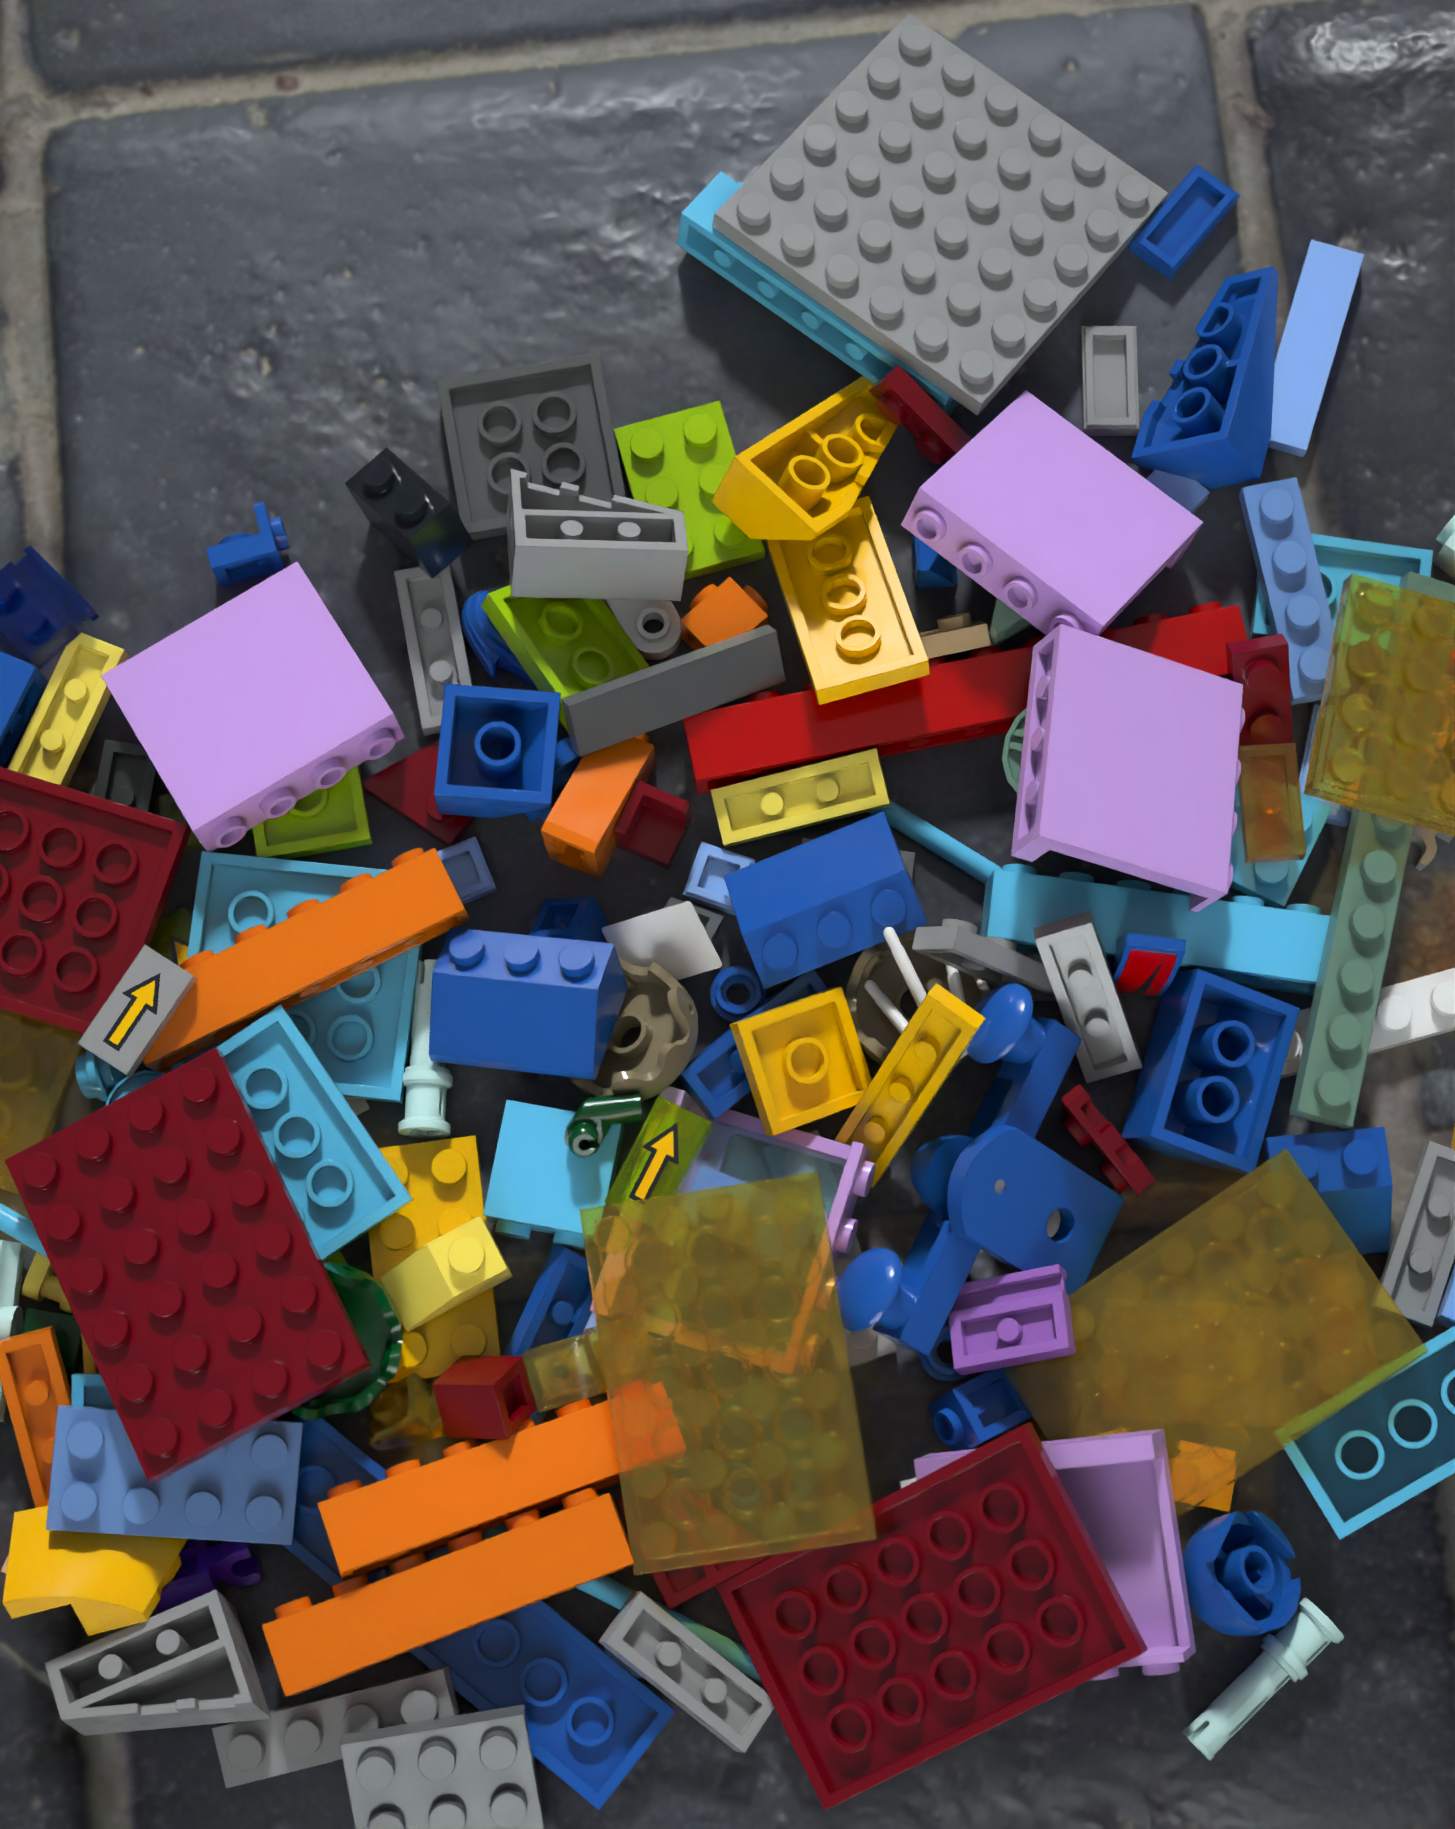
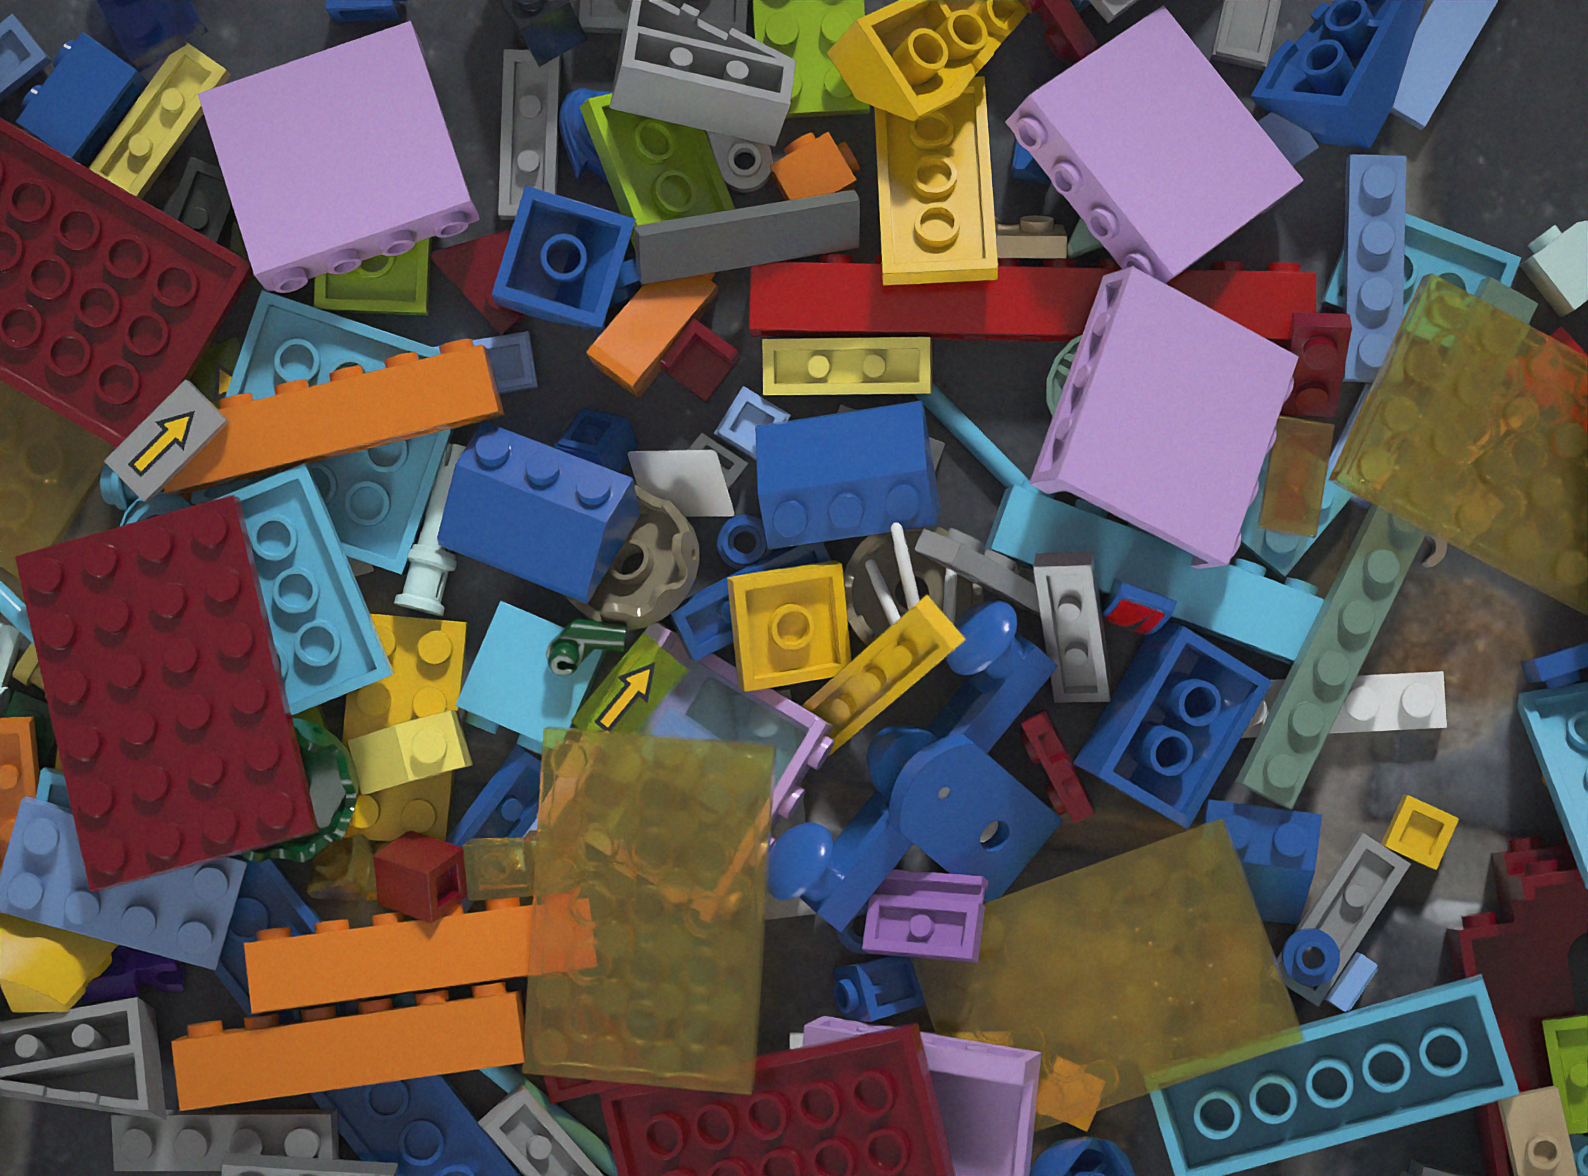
camera: 15 degrees right, 10 degrees up
(1398, 1288) = (1293, 951): none -> blue plate

